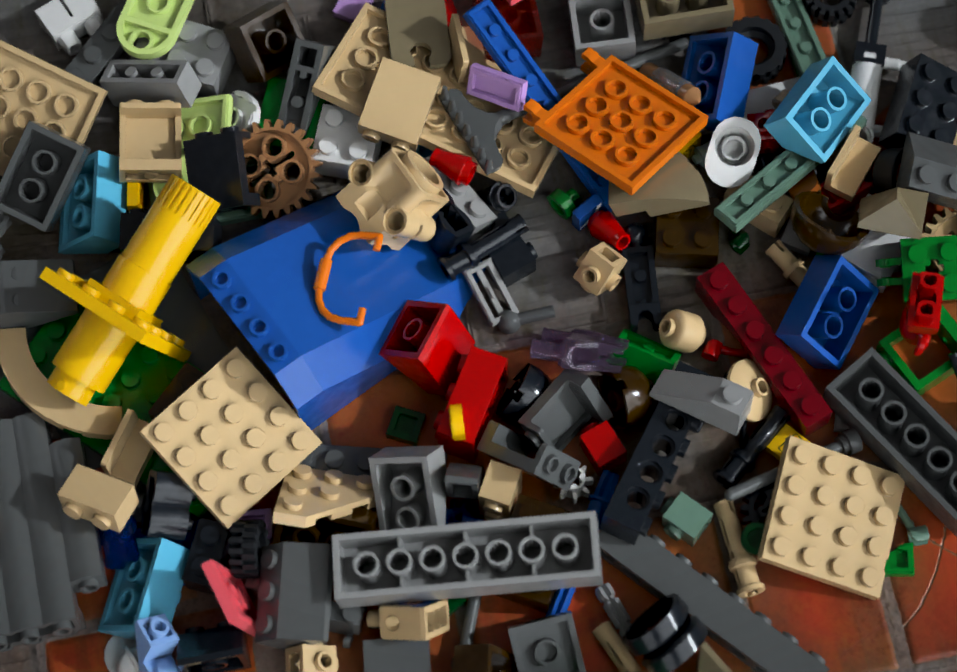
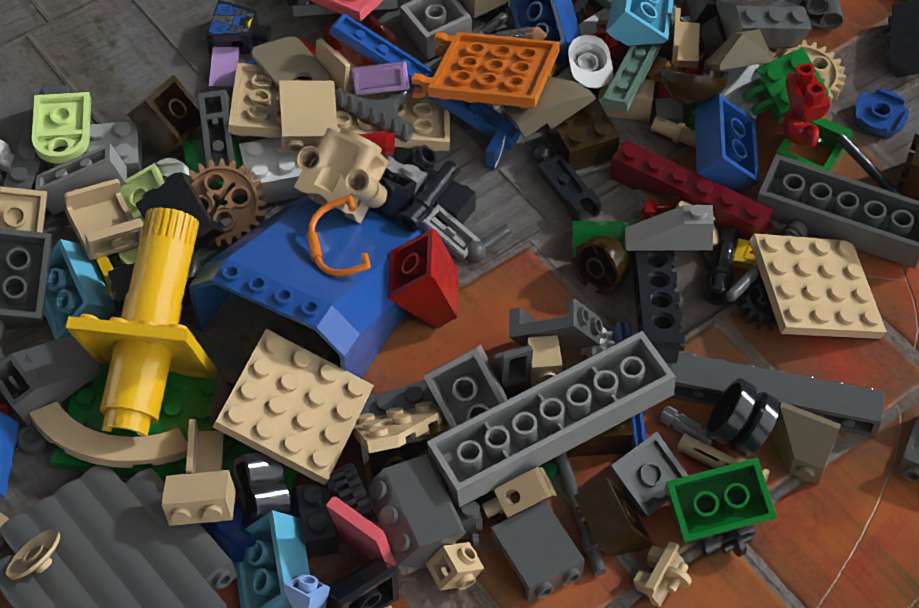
camera: 30 degrees left, 15 degrees down
(406, 425) = (431, 355): dark green tile -> none
(456, 422) = (486, 316): yellow tile -> none
(479, 392) = (482, 307): red brick -> none
(528, 387) = (525, 290): black cylinder -> none
(562, 202) = (471, 151): green tile -> none
(563, 411) = (562, 278): dark grey panel -> none
(580, 350) = (550, 238): clear purple connector -> none
(599, 269) = (536, 176): tan brick -> none
(602, 446) = (607, 305): red brick -> none
(607, 229) = (519, 155): red cone -> none
(682, 331) = (620, 202): tan head -> none
(685, 518) = (703, 333): sand green brick -> none
(740, 241) = (624, 129): dark green hand -> none
(741, 563) = (764, 348): tan pin -> none
(751, 537) = (766, 323): dark green tile -> none
(900, 562) = (886, 301): green tile -> none
(918, 535) = (884, 278): sand green hand -> none

